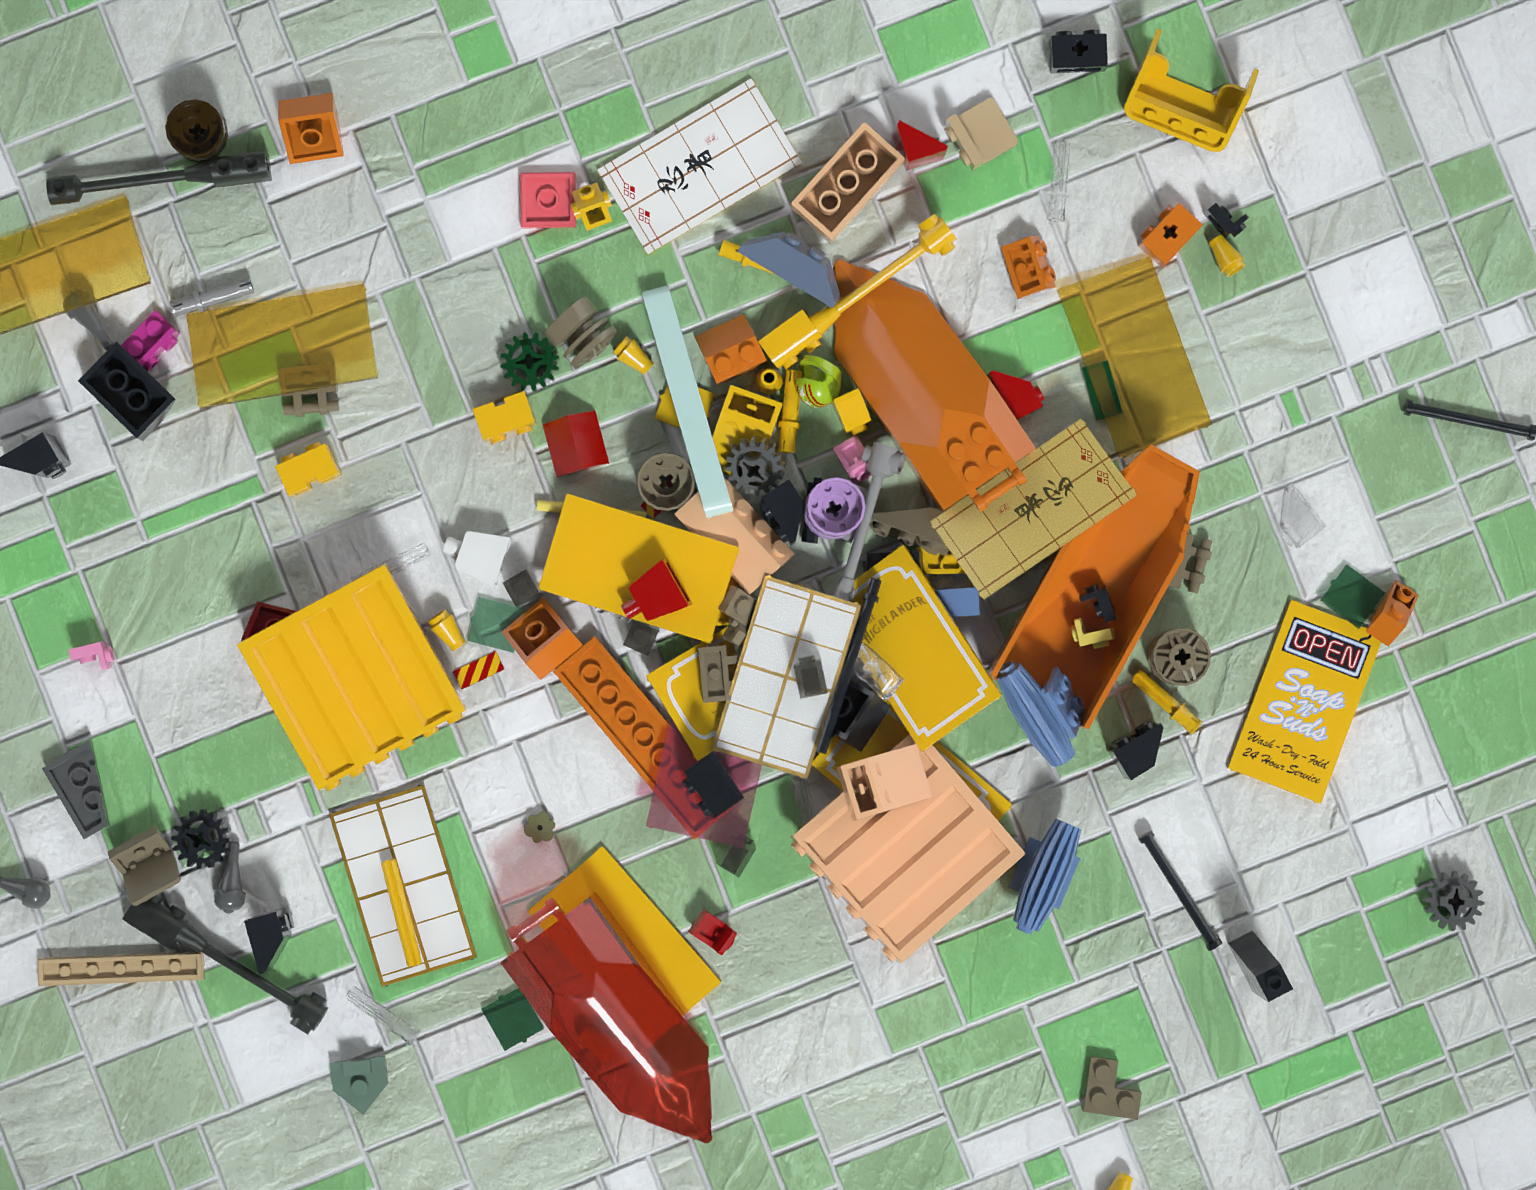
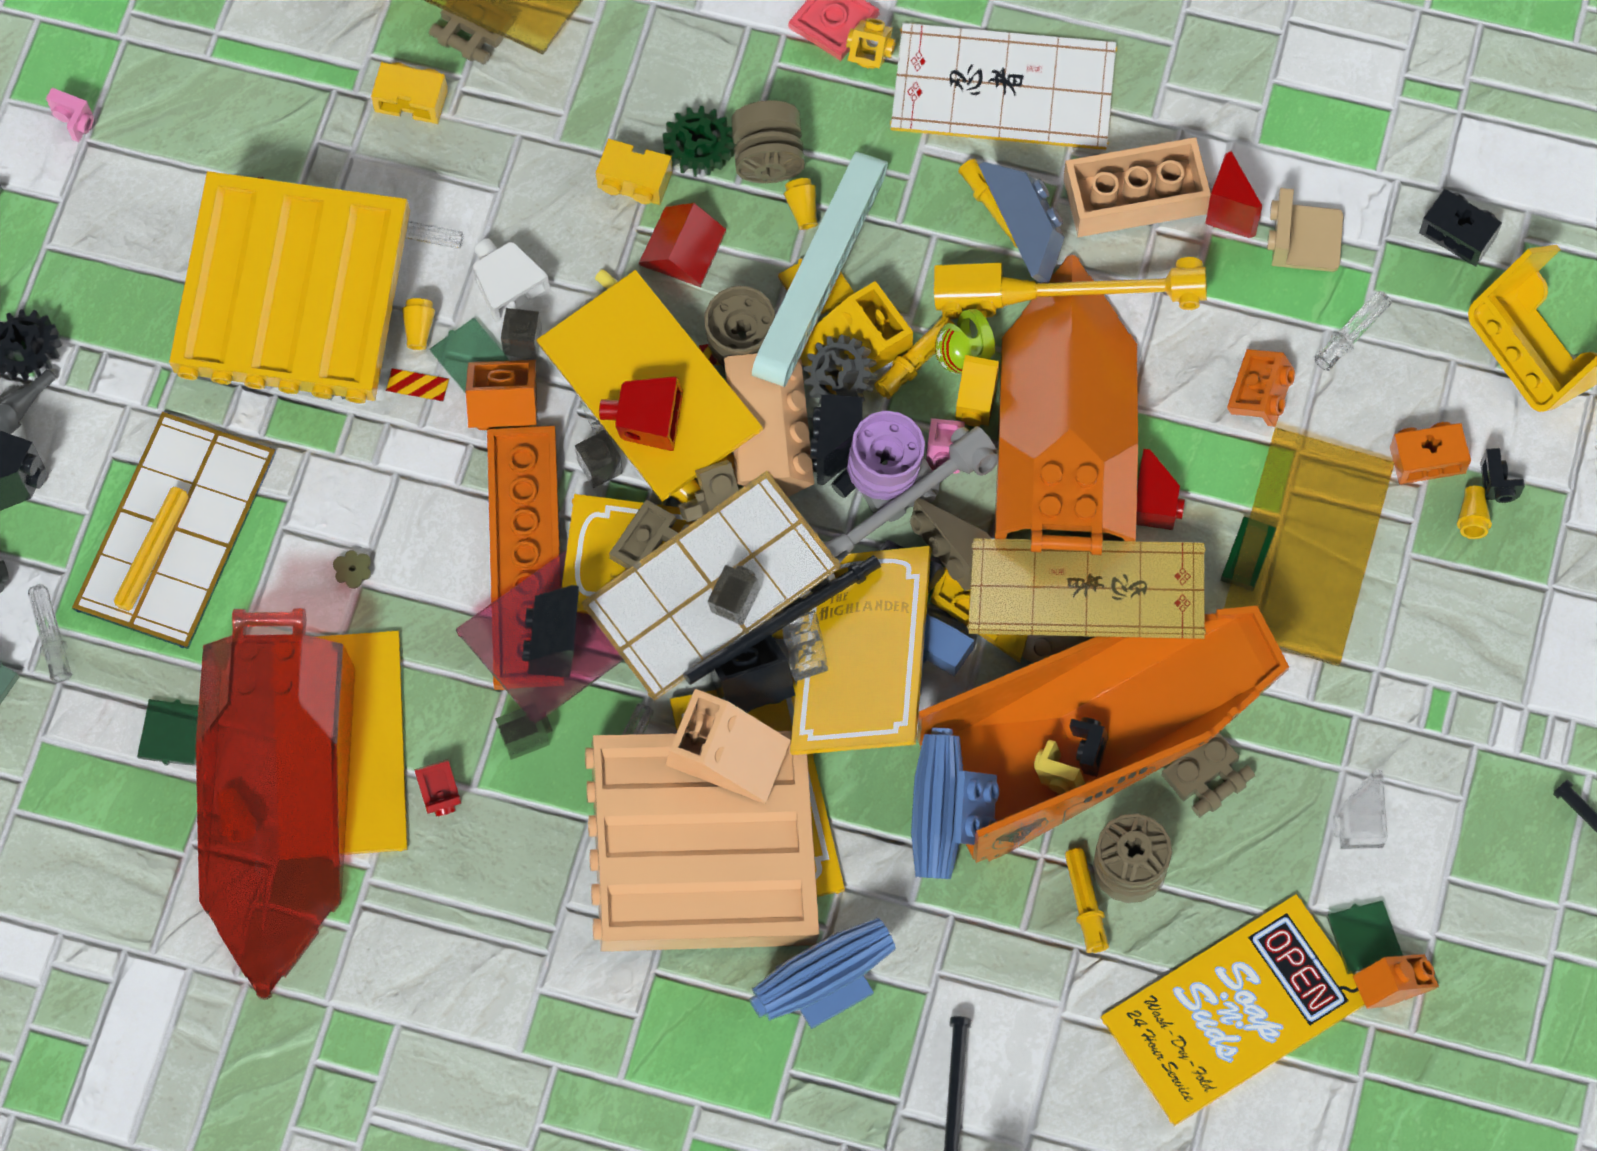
camera: 40 degrees right, 20 degrees down
(730, 350) = (901, 264): orange slope -> none
(769, 388) = (918, 312): yellow cone -> none
(1139, 752) = (1018, 917): black slope -> none

